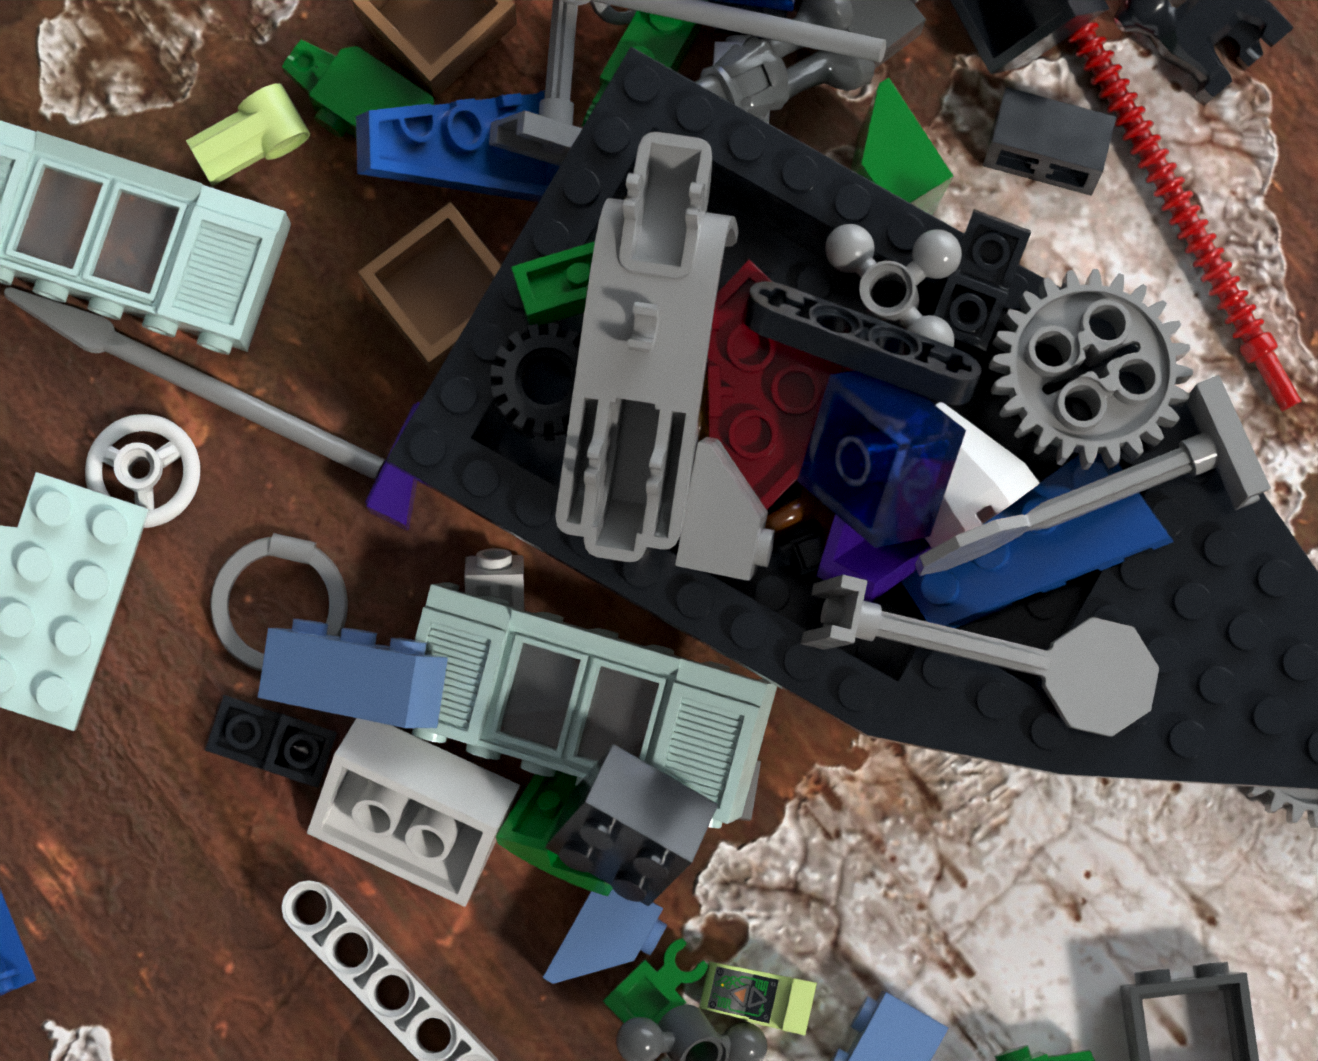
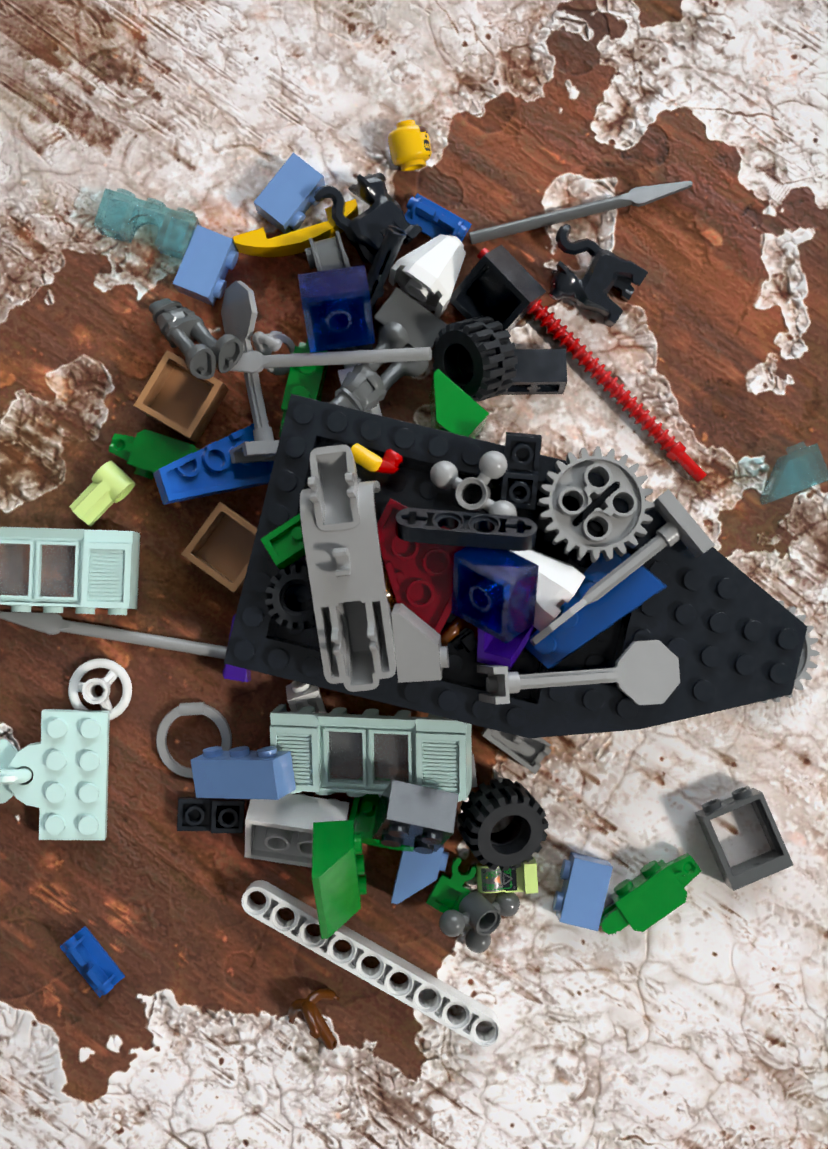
camera: 10 degrees left, 5 degrees up
(467, 893) = (337, 873): none -> green slope
(739, 197) = (373, 462): none -> arm
(802, 931) = (514, 842): none -> black tyre
(841, 766) = (524, 750): none -> light grey hinge
(960, 83) = (476, 356): none -> black tyre

